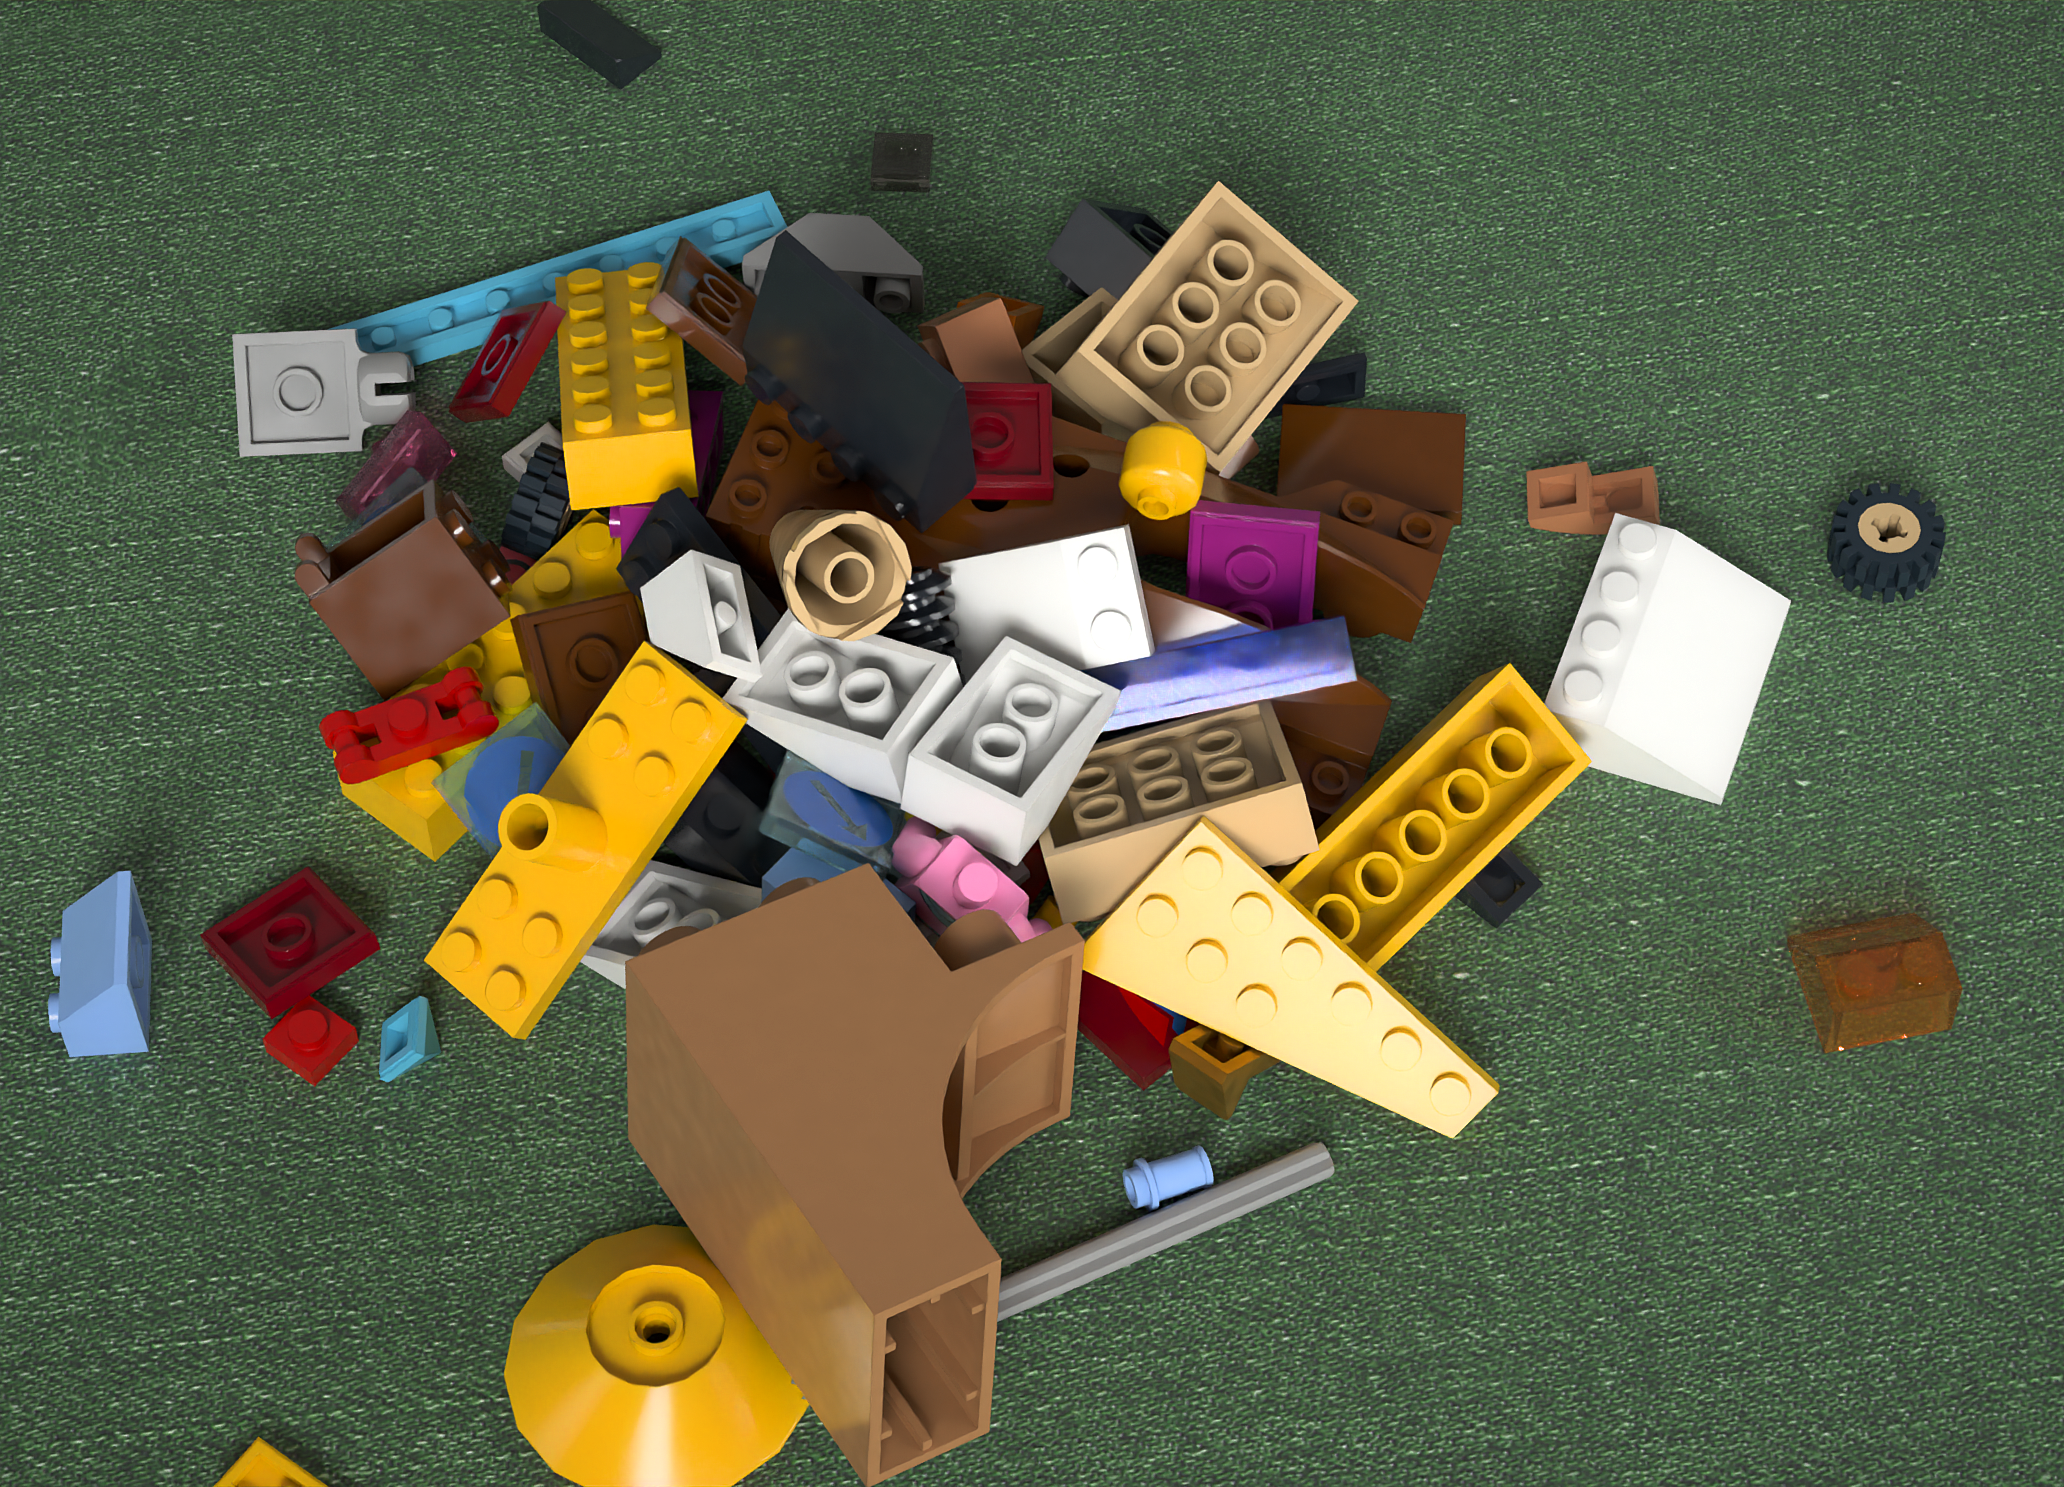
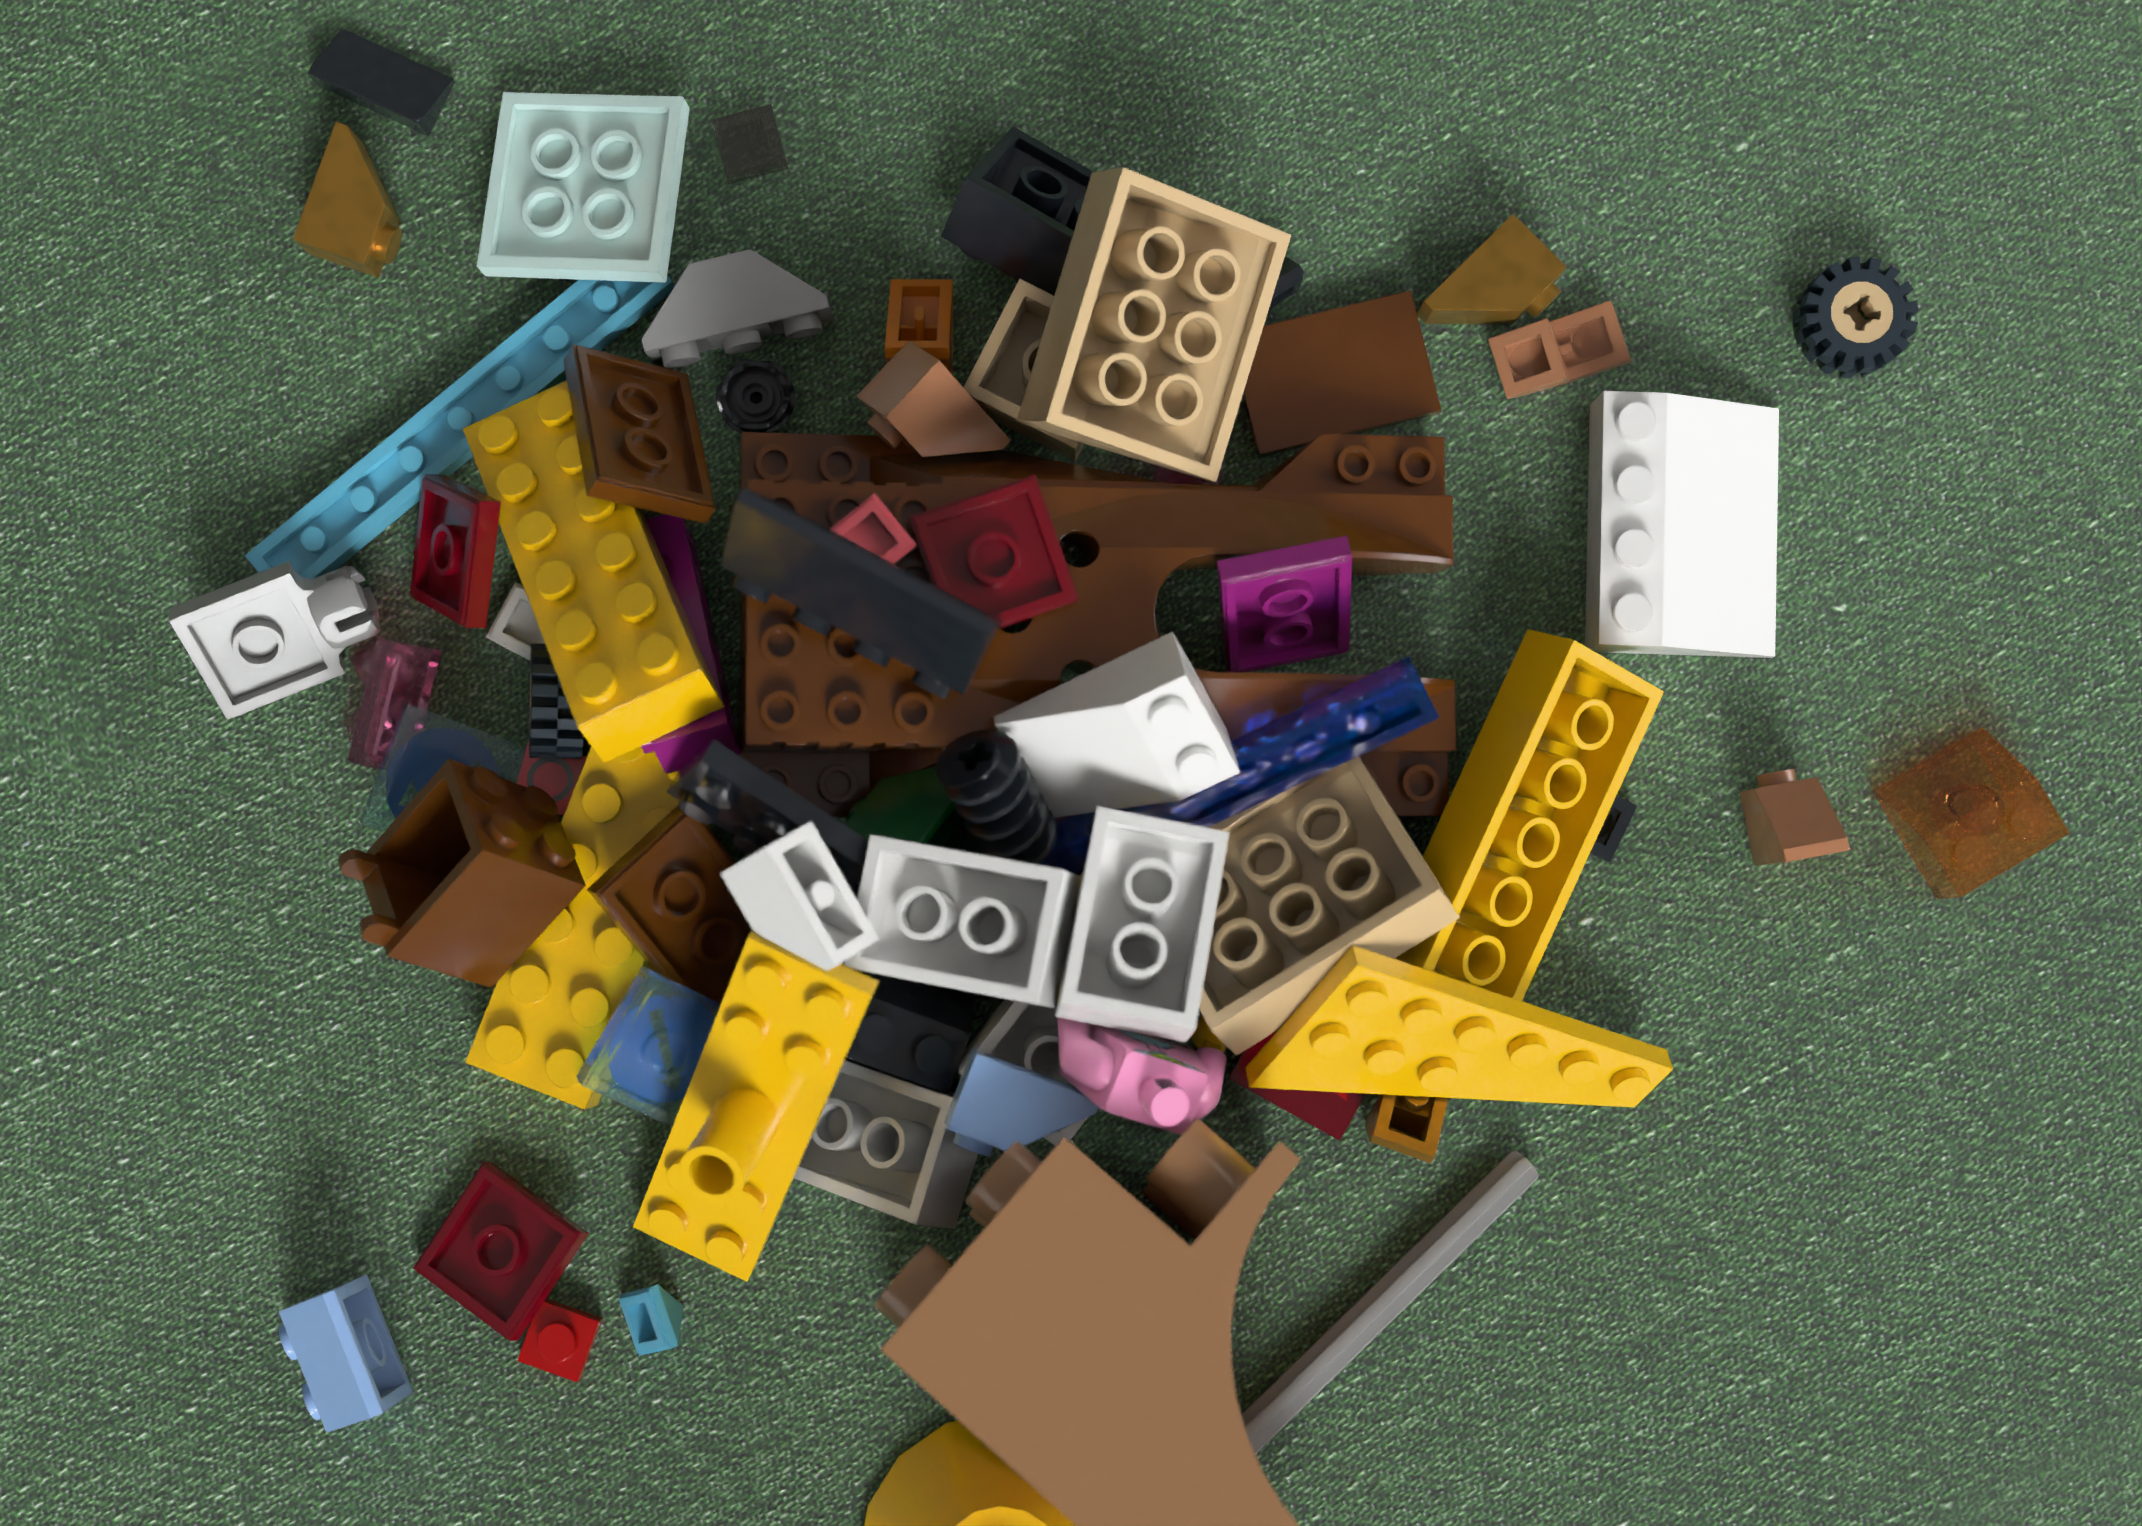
camera: 20 degrees left, 30 degrees up
(409, 727) = (532, 1029): red plate -> none
(524, 114) = (349, 210): none -> pearl gold slope
(741, 142) = (584, 187): none -> light aqua plate
(830, 819) = (991, 1052): tile -> none
(840, 571) = (907, 804): tan cone -> none
(1163, 470) = (1184, 552): yellow head -> none
(1167, 1177) = (1393, 1234): light blue pin -> none
(1544, 423) = (1497, 281): none -> pearl gold slope
(1686, 926) = (1790, 819): none -> nougat slope

